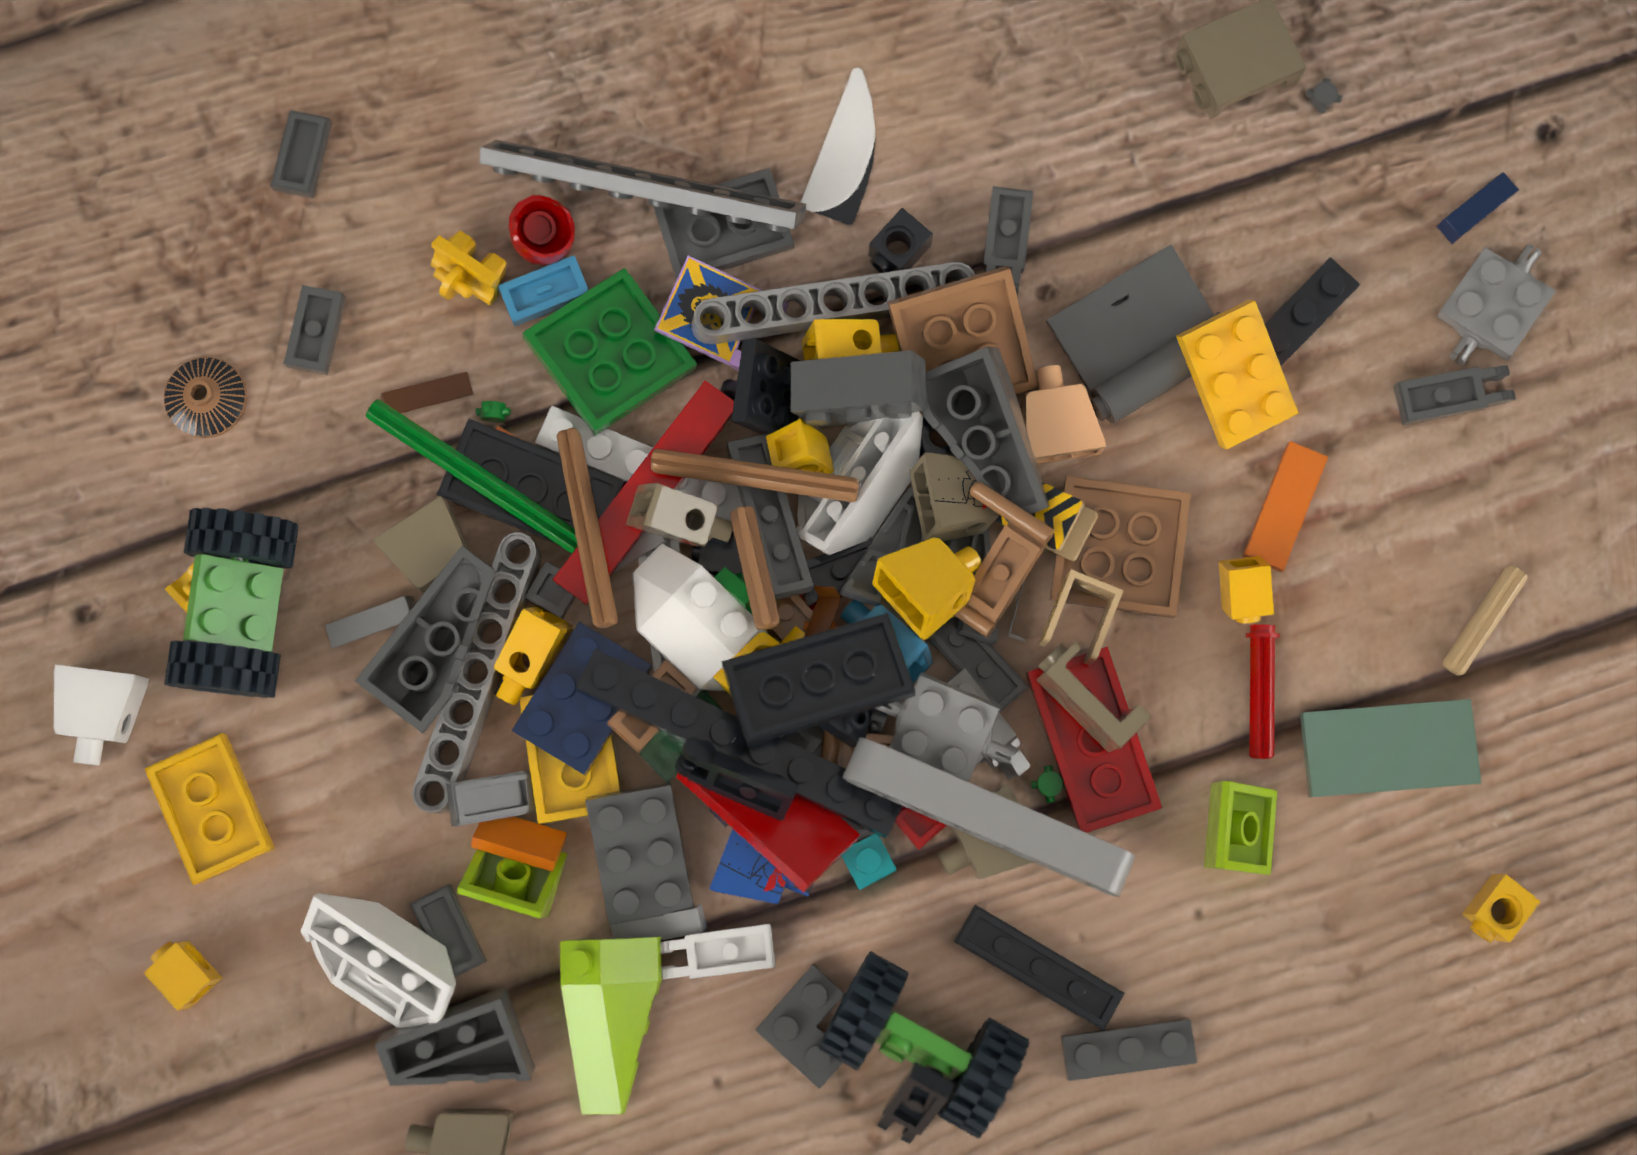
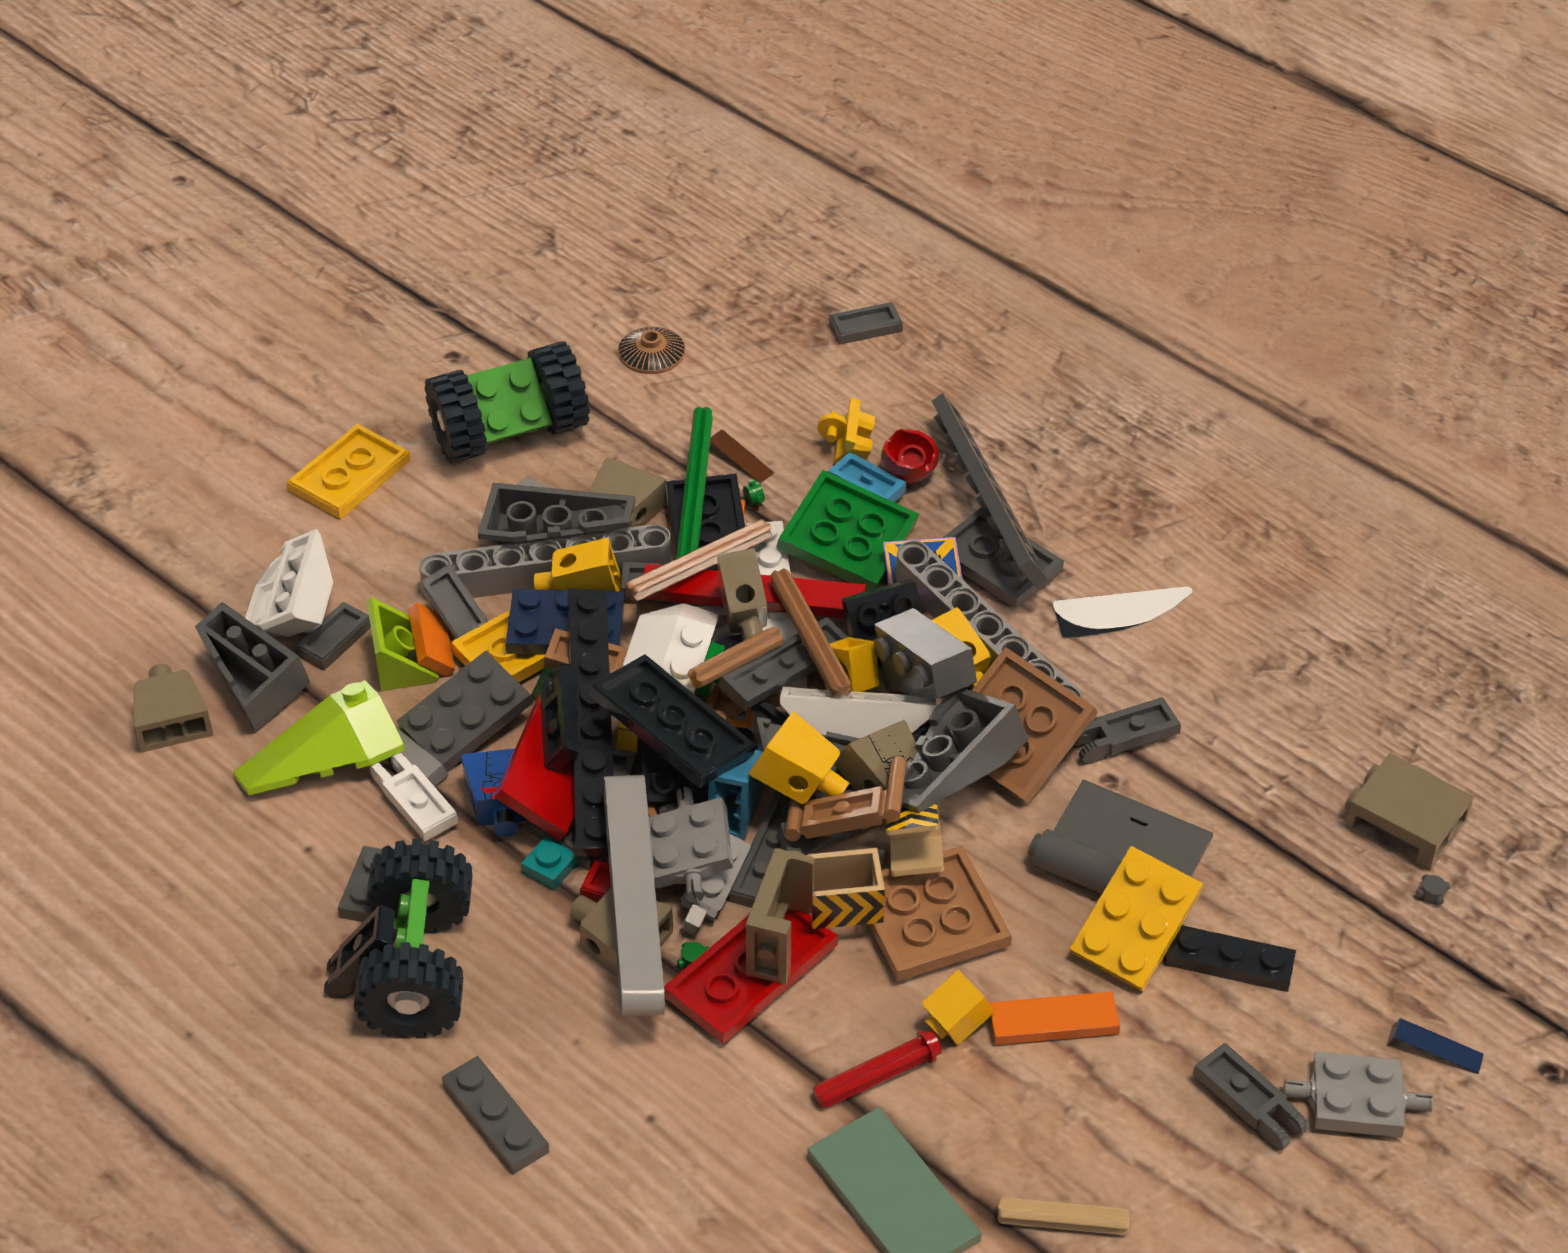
camera: 60 degrees right, 35 degrees down
(95, 708) = (386, 380): white torso -> none
(181, 974) = (215, 501): yellow brick -> none
(314, 330) = (742, 377): dark grey plate -> none
(901, 228) = (1072, 658): black brick -> none
(1039, 967) = (529, 1019): black tile -> none
(1060, 419) = (1001, 823): light nougat torso -> none
(1240, 828) = (742, 1099): lime slope -> none

